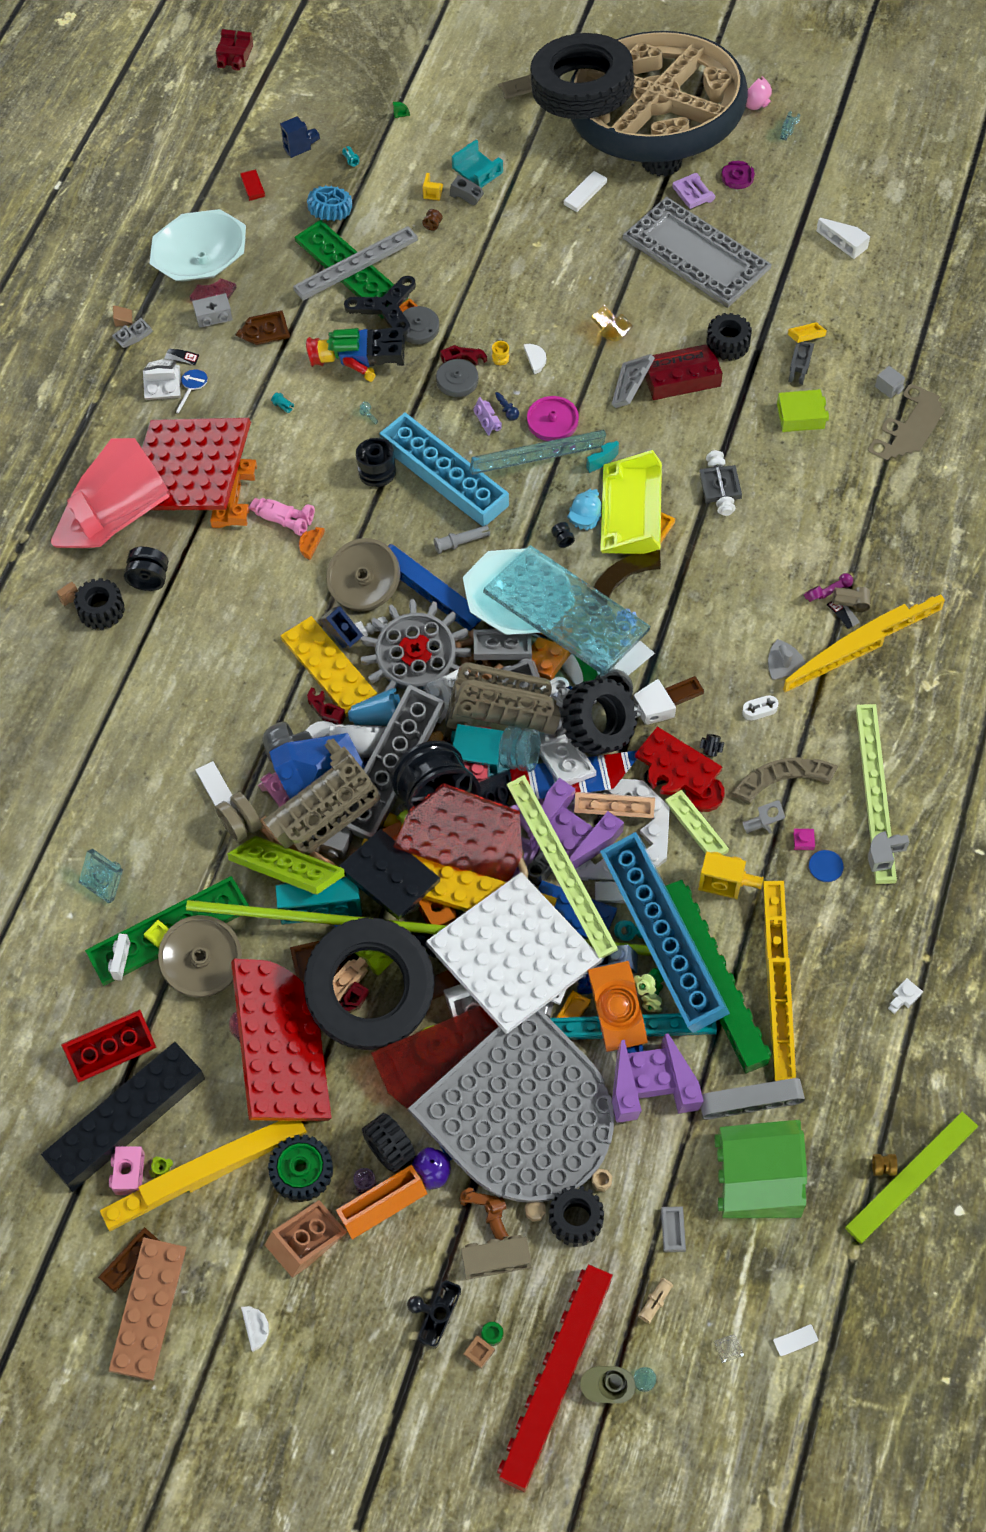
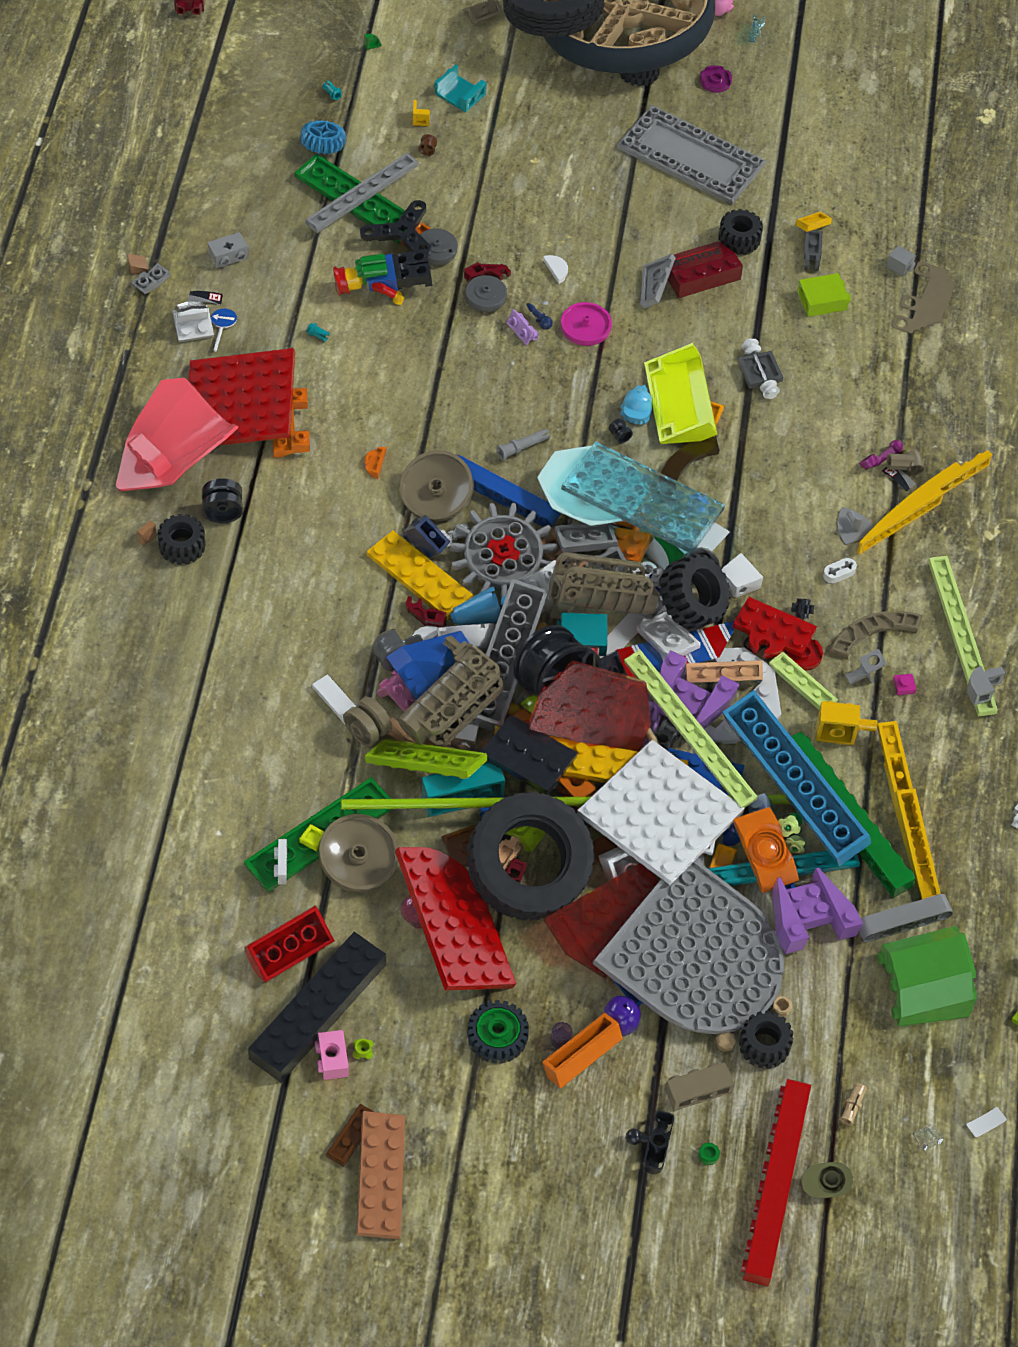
camera: 15 degrees left, 5 degrees down
(100, 875) = (244, 790): clear light blue plate -> none
(198, 245) = (202, 187): light aqua piece -> none
(199, 1172) = (402, 1047): yellow slope -> none
(220, 287) = (228, 228): clear pink tile -> none
(252, 185) = (239, 125): red tile -> none
(256, 1327) = (486, 1177): white tile -> none
(264, 328) = (283, 263): reddish brown tile -> none
(283, 514) = (342, 437): bright pink piece -> none
(296, 137) = (276, 75): dark blue hinge -> none
(304, 1238) = (515, 1093): nougat slope -> none
(365, 409) = (400, 332): clear light blue hand -> none
(375, 462) = (425, 379): black wheel -> none
(388, 1142) = (579, 995): black tyre -> none
(445, 470) = (493, 380): medium azure brick -> none
(466, 190) = (455, 113): dark grey leg -> none
(479, 1352) = (701, 1170): medium nougat plate -> none
(494, 1207) = (686, 1041): dark orange pin -> none
(500, 353) = (523, 266): yellow wheel -> none
(519, 748) = (625, 629): clear light blue wheel -> none
(537, 452) = (581, 355): clear light blue tile -> none
(585, 191) = (571, 106): white tile -> none
(607, 454) = (646, 352): teal slope -> none
(608, 893) = (736, 751): white tile -> none
(612, 327) = (626, 233): clear yellow brick -> none
(631, 930) = (761, 783): teal plate -> none
(645, 1379) = (859, 1173): clear light blue tile -> none
(673, 1229) = (855, 1041): light grey tile -> none
(685, 690) = (767, 561): reddish brown tile -> none
(690, 194) = (673, 100): lavender plate -> none
(826, 866) = (929, 706): blue piece -> none
(844, 236) = (830, 129): white slope -> none

